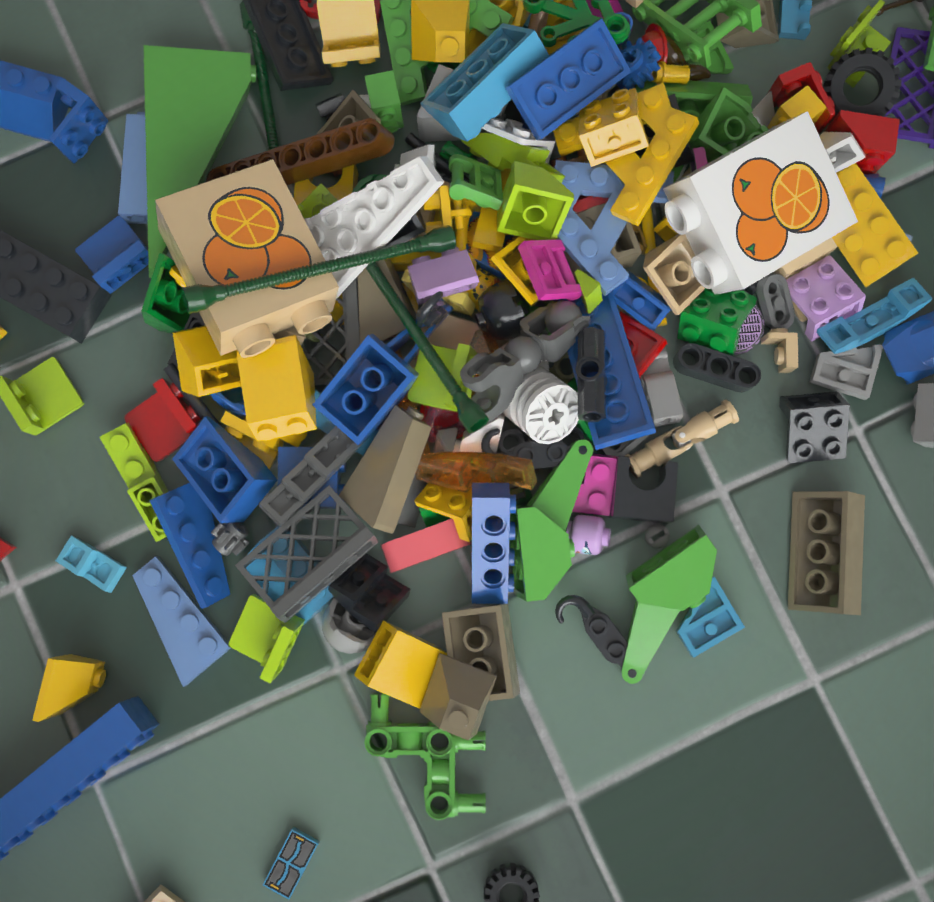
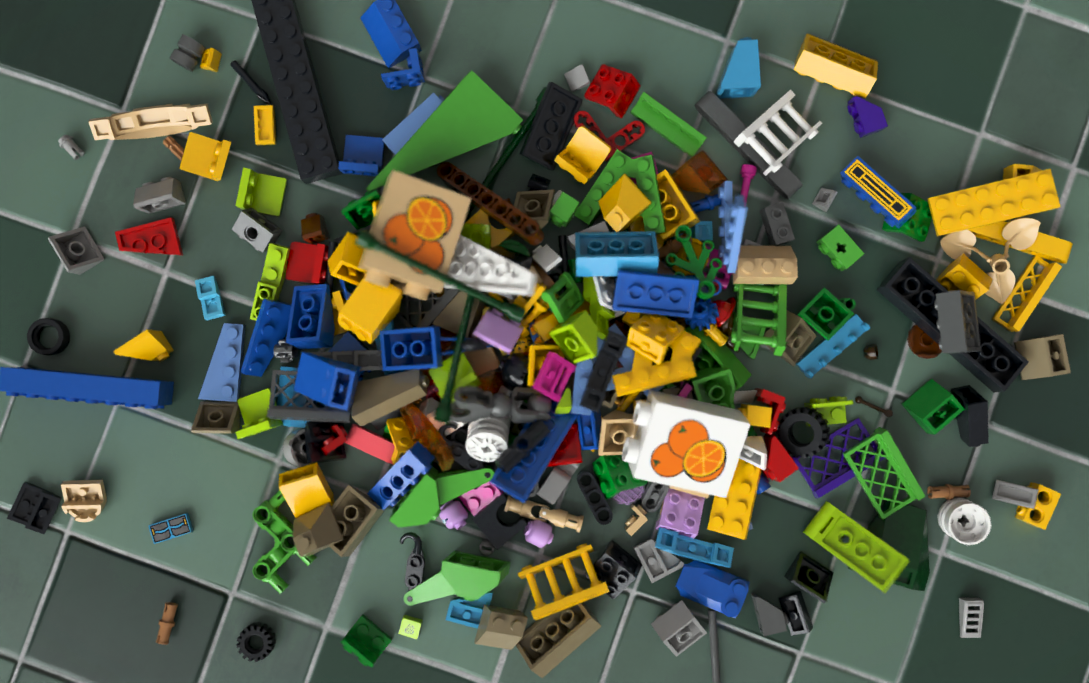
camera: 40 degrees right, 5 degrees up
(54, 443) = (251, 220): none -> brick
(135, 376) = (314, 228): none -> reddish brown slope
(224, 686) = (217, 418): none -> dark tan slope
(305, 513) = (327, 380): none -> blue slope
(379, 583) = (332, 443): none -> red bracket
(594, 215) = (602, 371): none -> black slope
(631, 767) = (366, 641): none -> green bracket
(663, 705) = (410, 626): none -> slope
(697, 464) = (538, 533): none -> lavender head
(761, 605) = (500, 627): none -> dark tan slope
(796, 510) = (578, 594): none -> yellow fence

